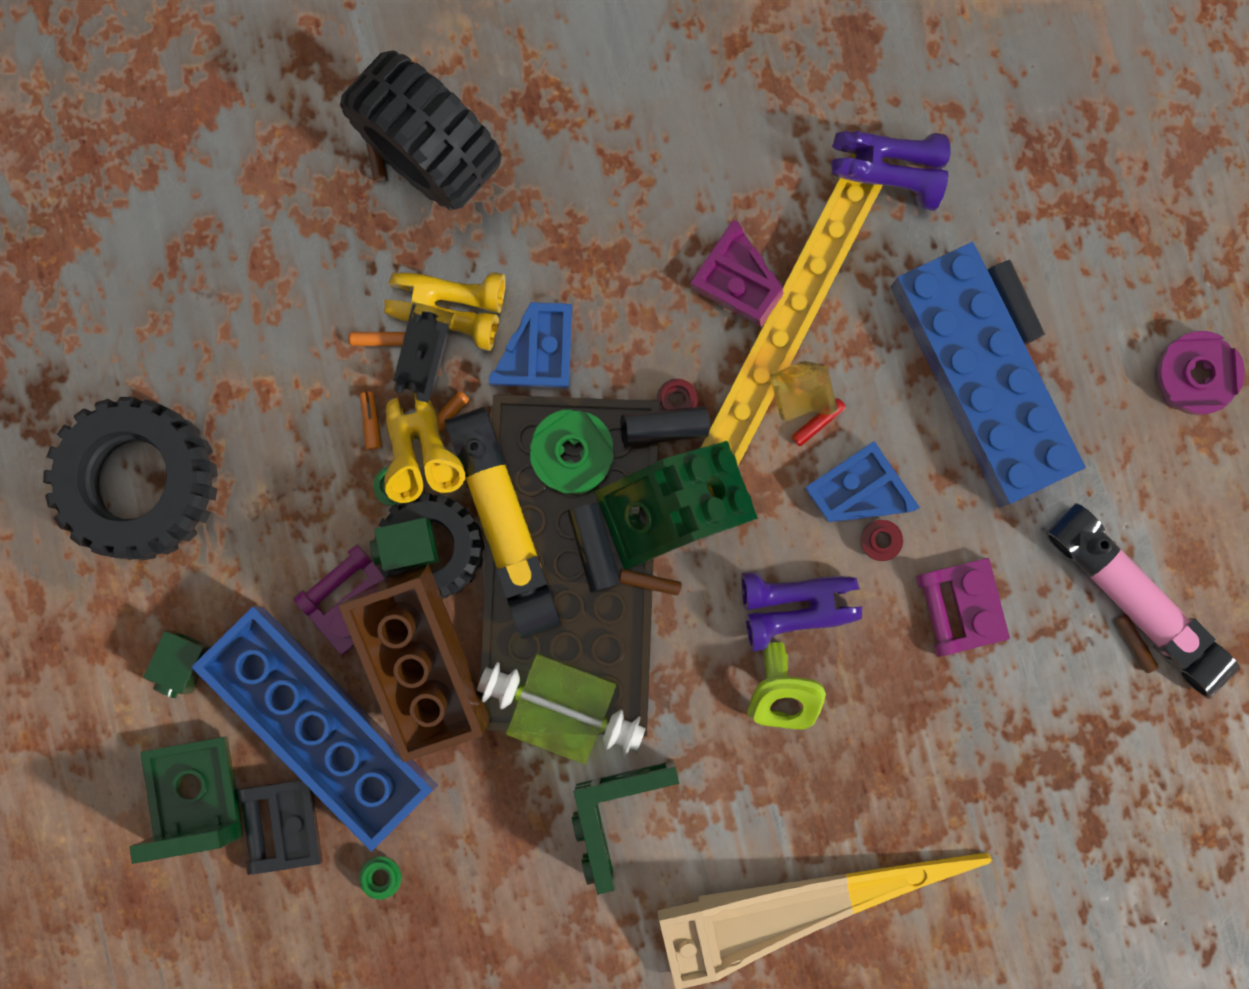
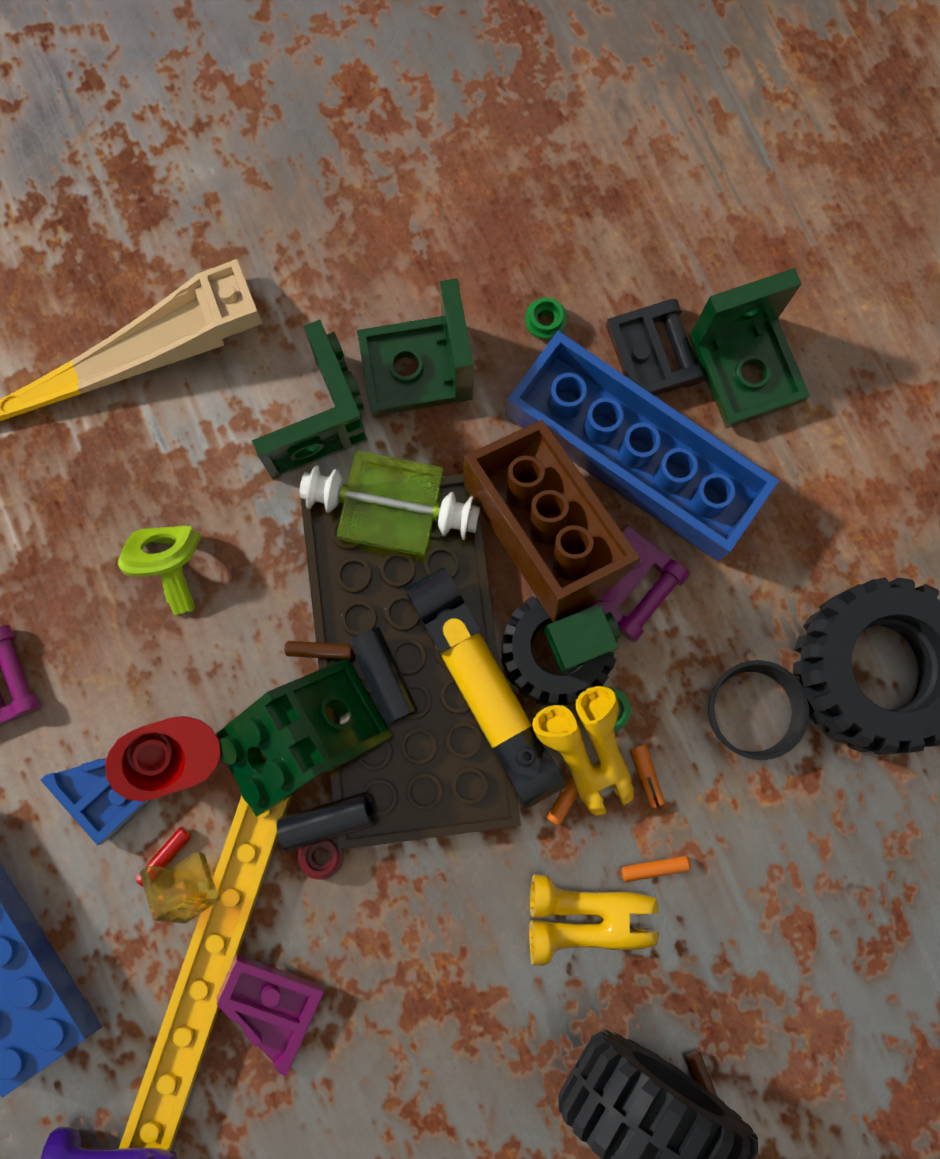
camera: 165 degrees right, 5 degrees down
(173, 664) = (798, 490): dark green brick -> none
(222, 447) = (797, 699): none -> black tyre
(422, 350) = (606, 862): black hinge -> none
(487, 852) = (438, 347): none -> dark green bracket
(538, 349) = (480, 885): blue wing -> none
(577, 428) = (395, 775): green plate -> none
(801, 504) = (162, 758): none -> red piece
(817, 591) = (134, 650): dark purple piece -> none
(870, 547) = (92, 743): dark red plate -> none

